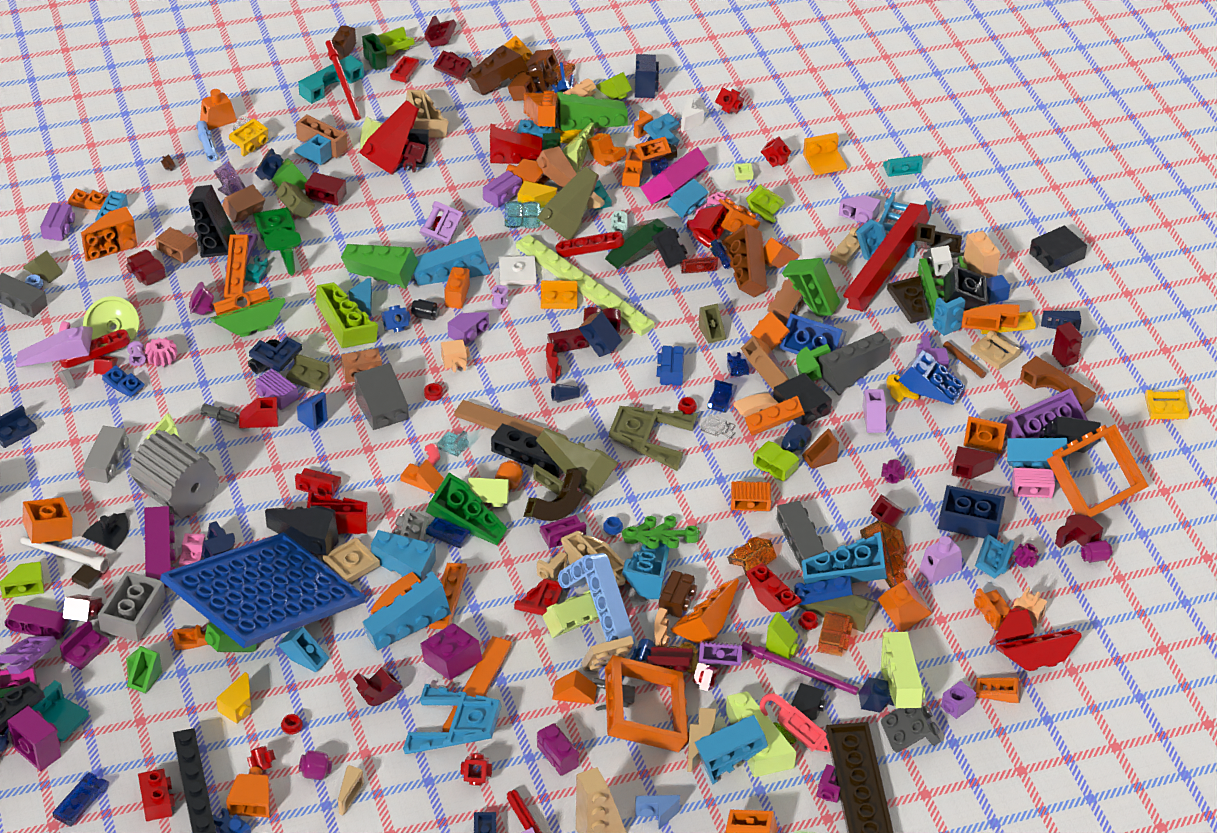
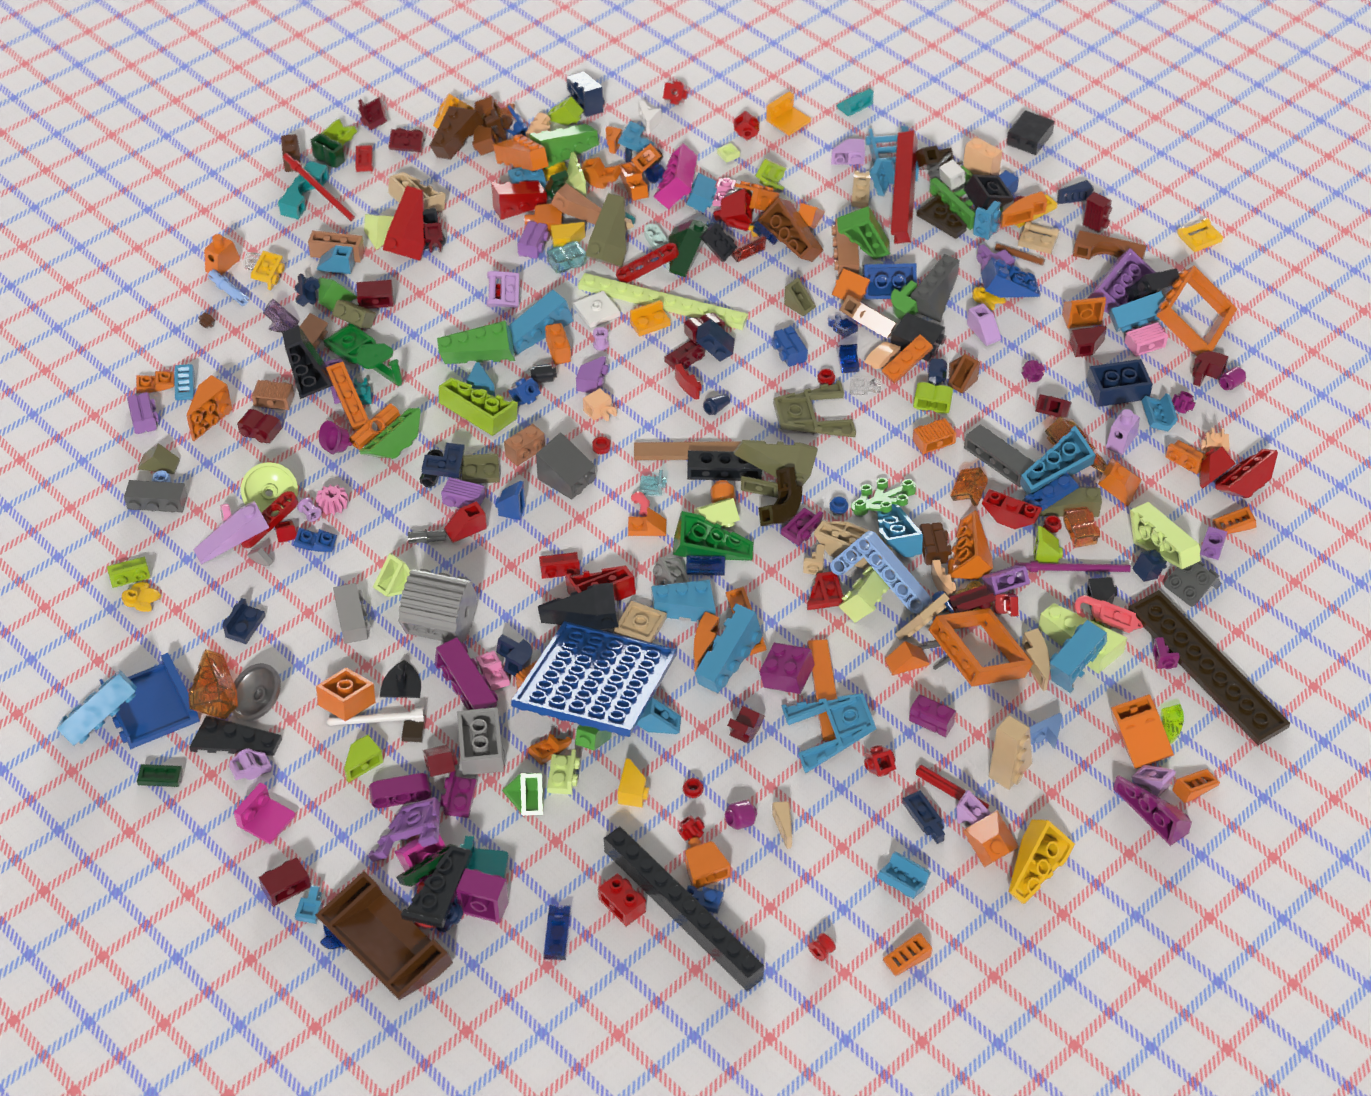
camera: 25 degrees left, 5 degrees up
(187, 664) = (562, 773): none -> yellowish green bracket

